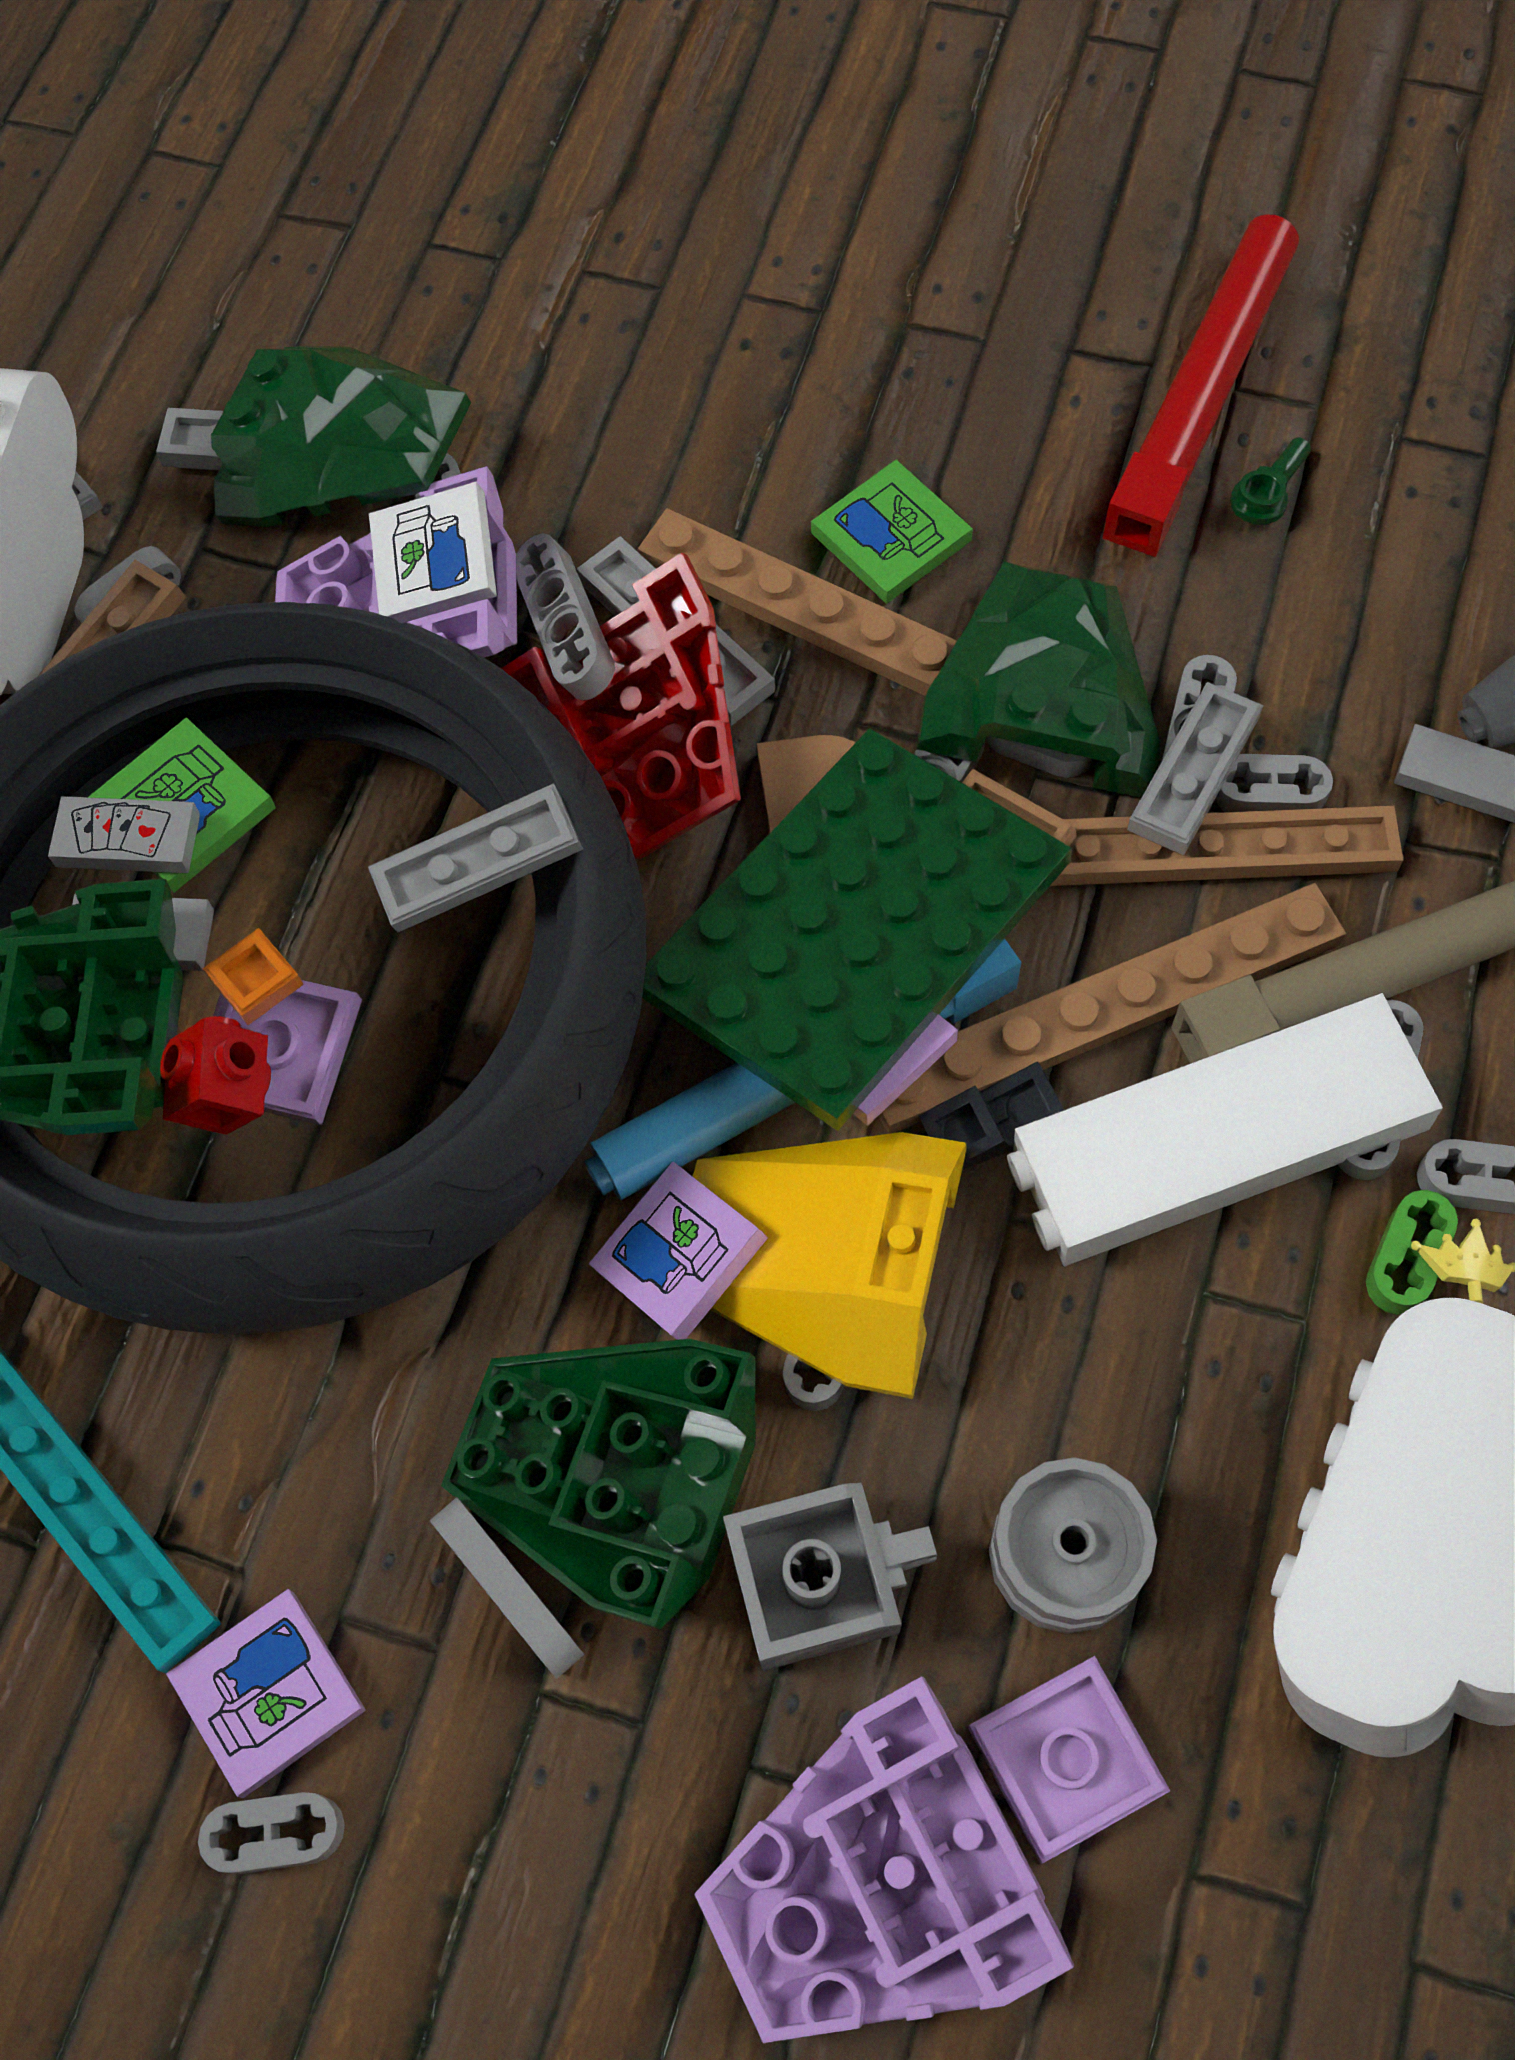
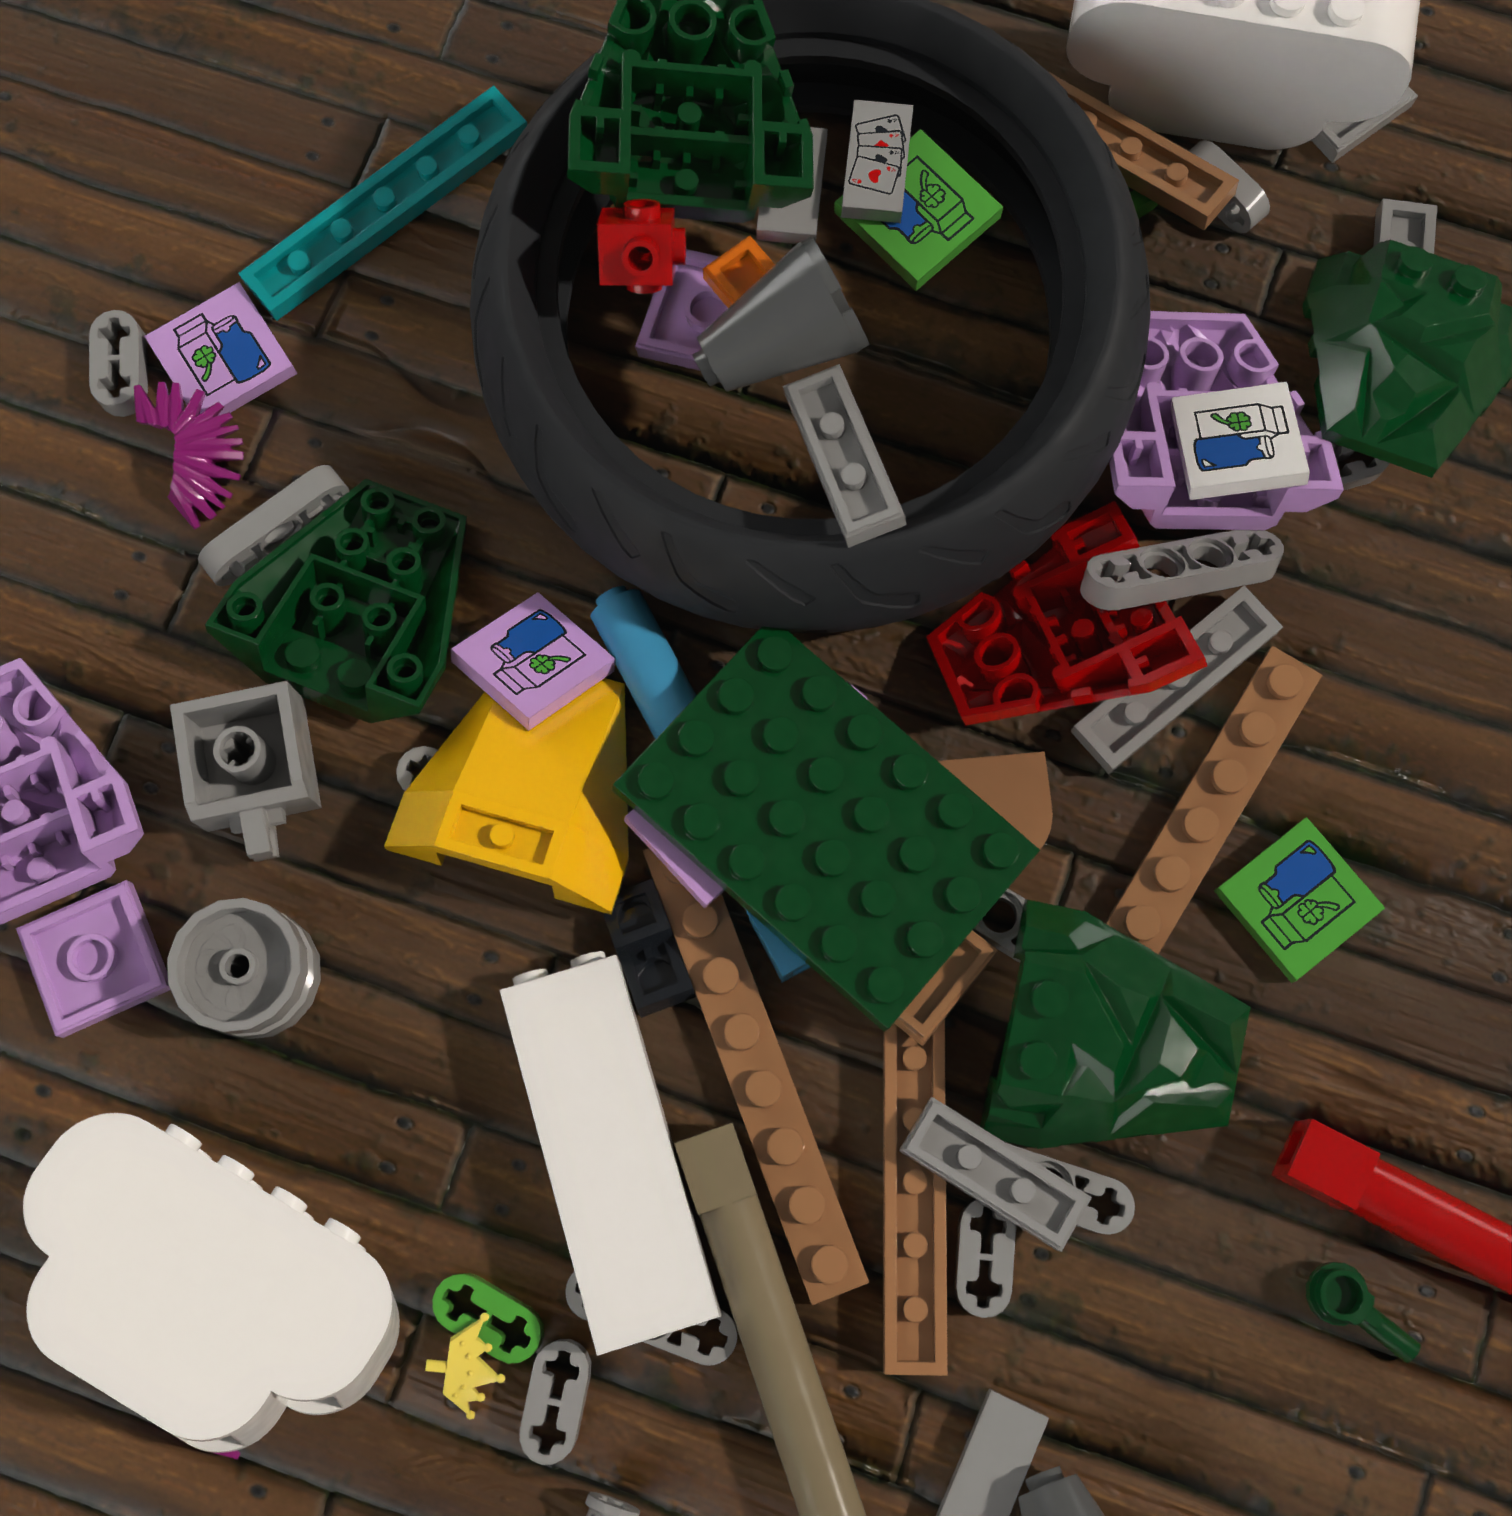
camera: 90 degrees right, 10 degrees up
(321, 912) = (781, 324): none -> dark grey cone
(398, 1701) = (196, 447): none -> magenta hair

